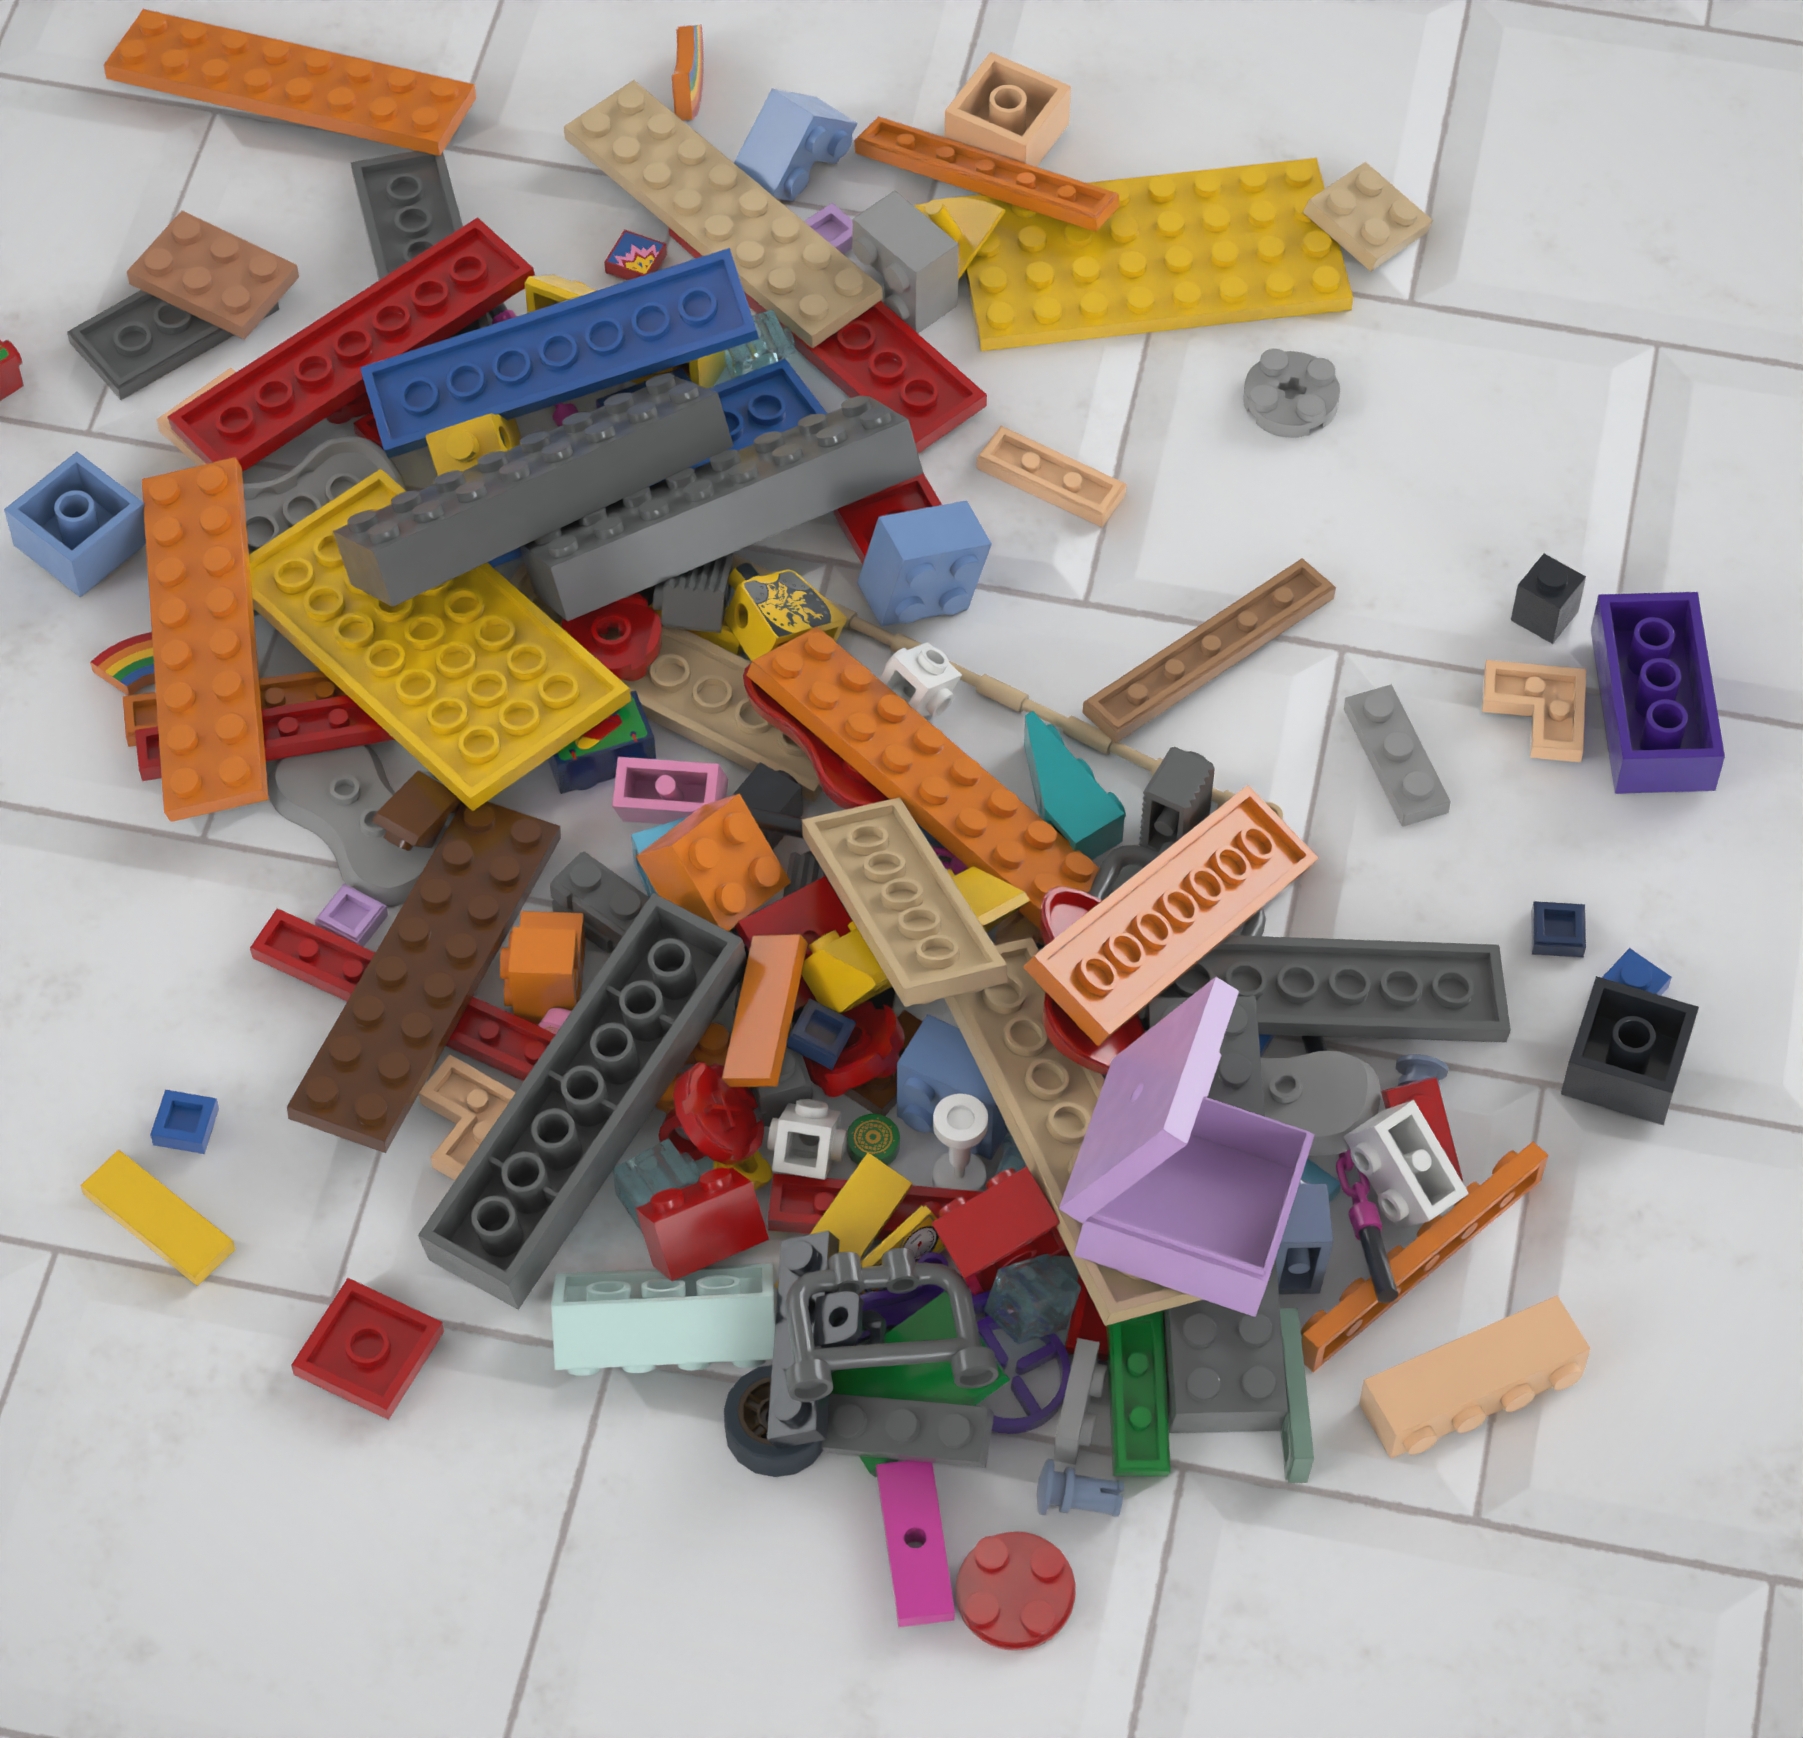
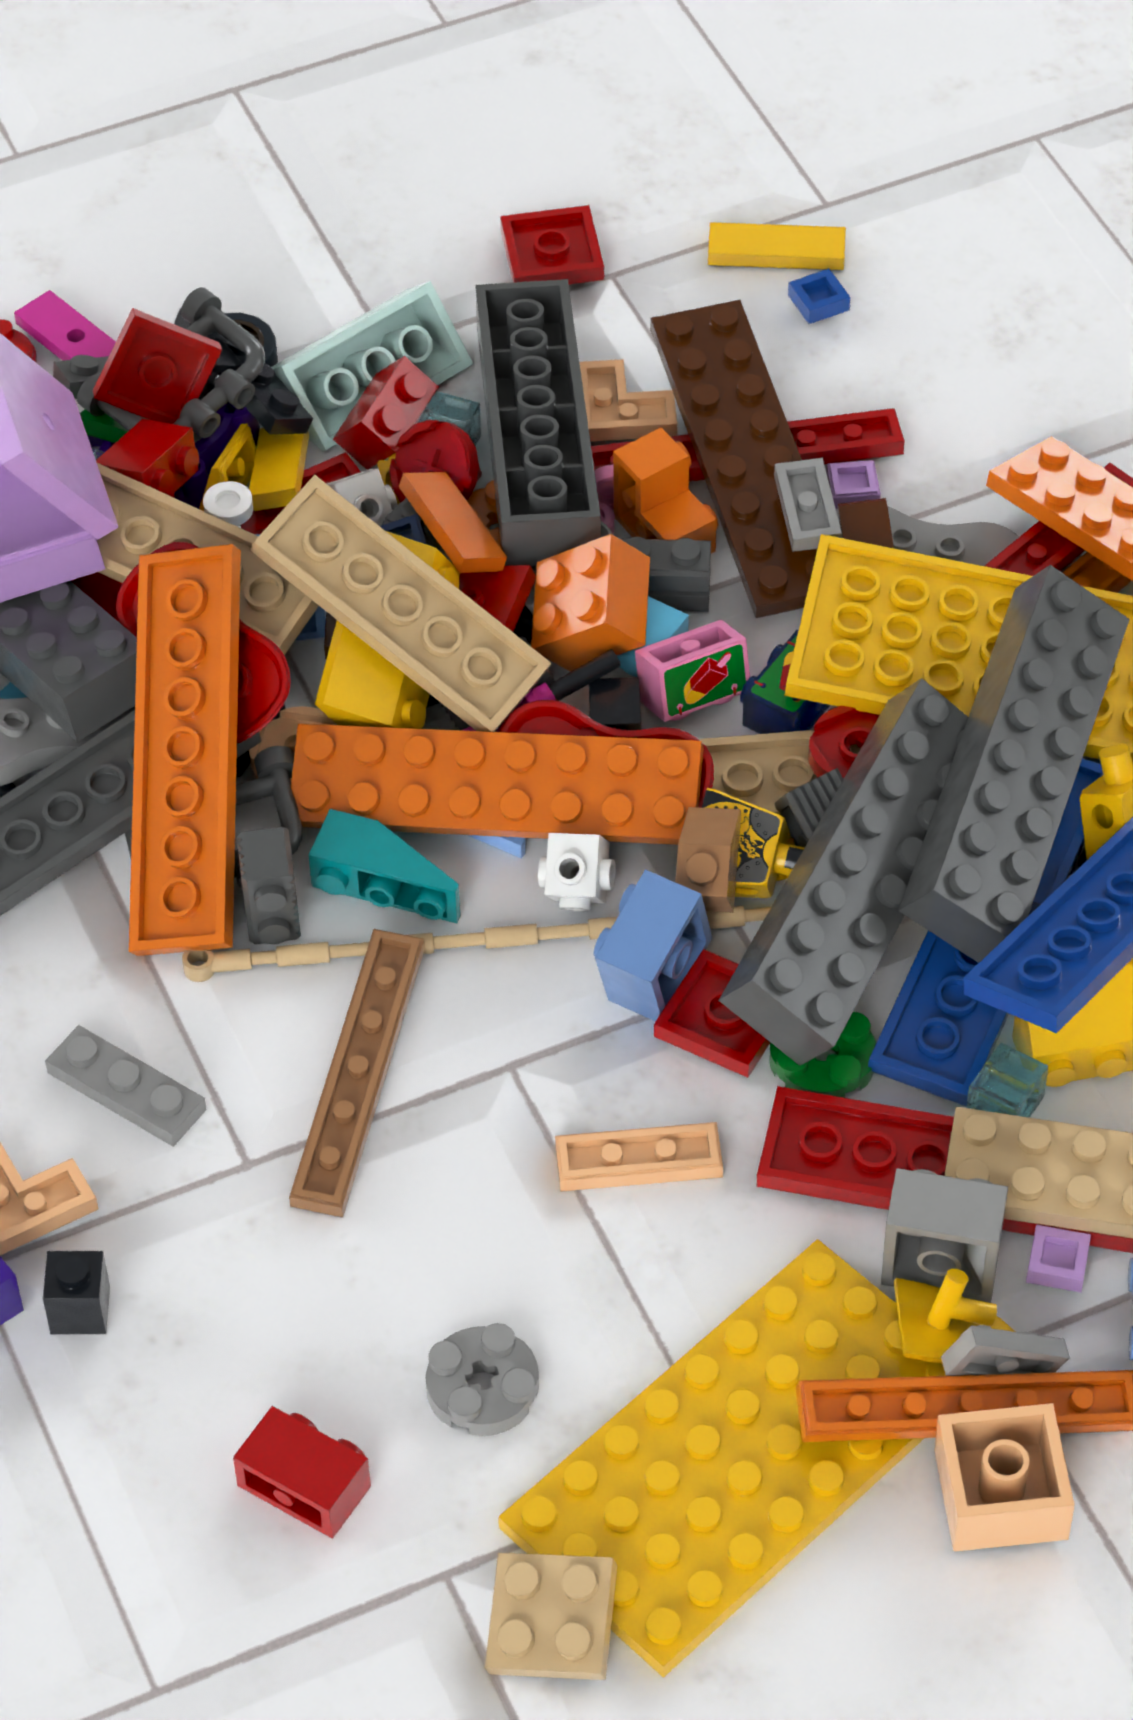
camera: 145 degrees right, 5 degrees down
(444, 849) = (806, 502): none -> light grey plate
(827, 587) = (710, 855): none -> medium nougat slope
(917, 1304) = (156, 368): none -> red plate
(938, 174) = (997, 1351): none -> light grey plate
(1467, 394) = (302, 1471): none -> red brick

